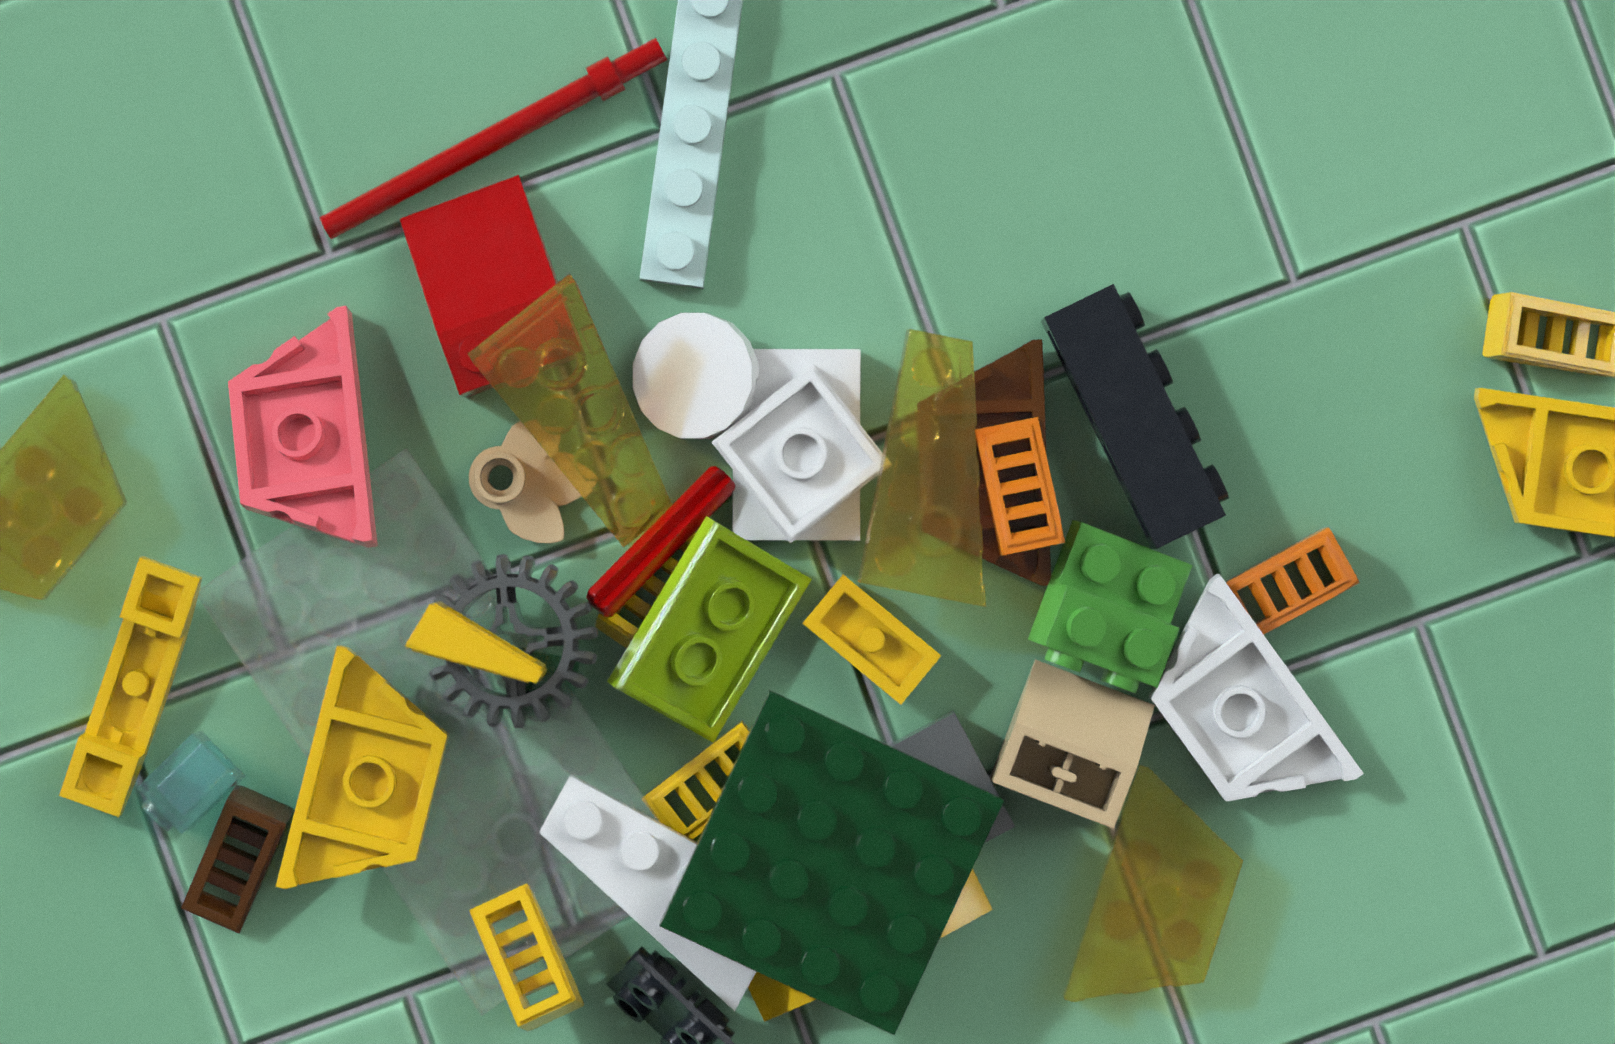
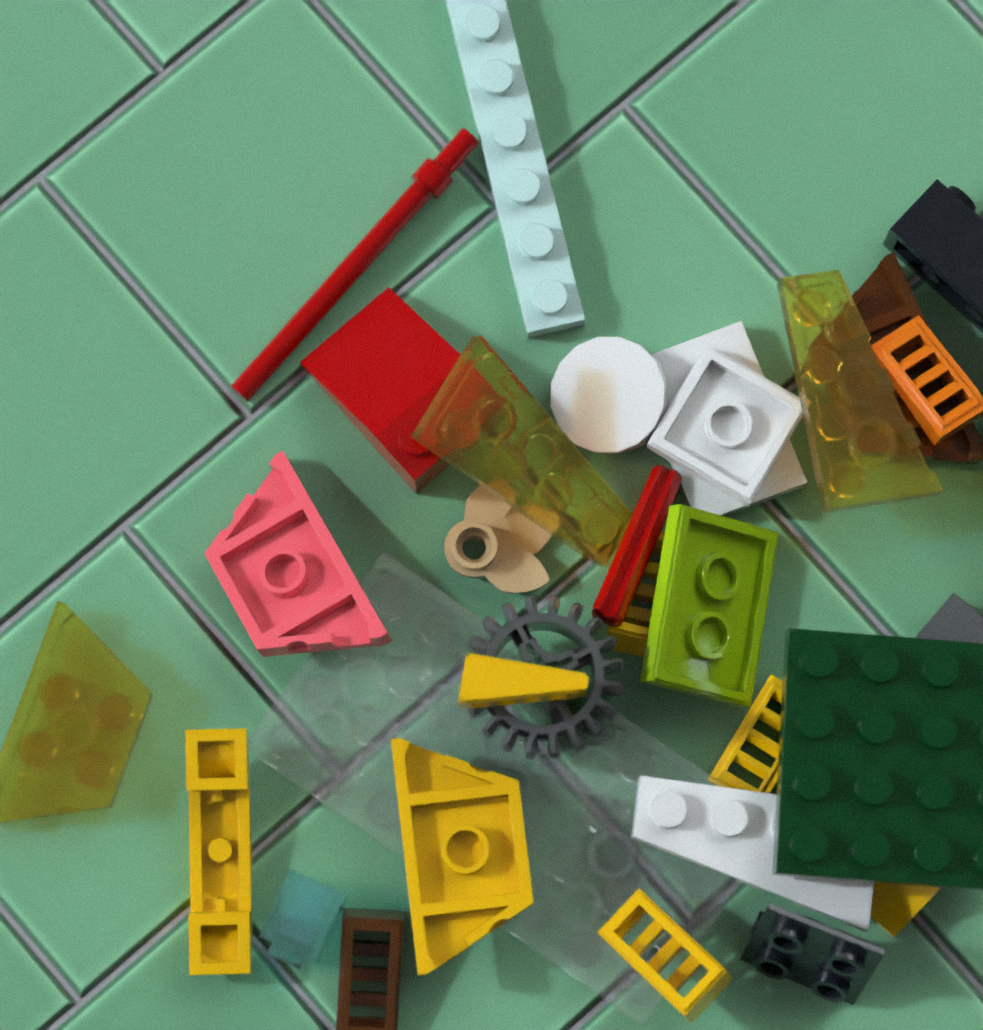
camera: 20 degrees left, 10 degrees down
(871, 639) = (852, 563): yellow plate -> none

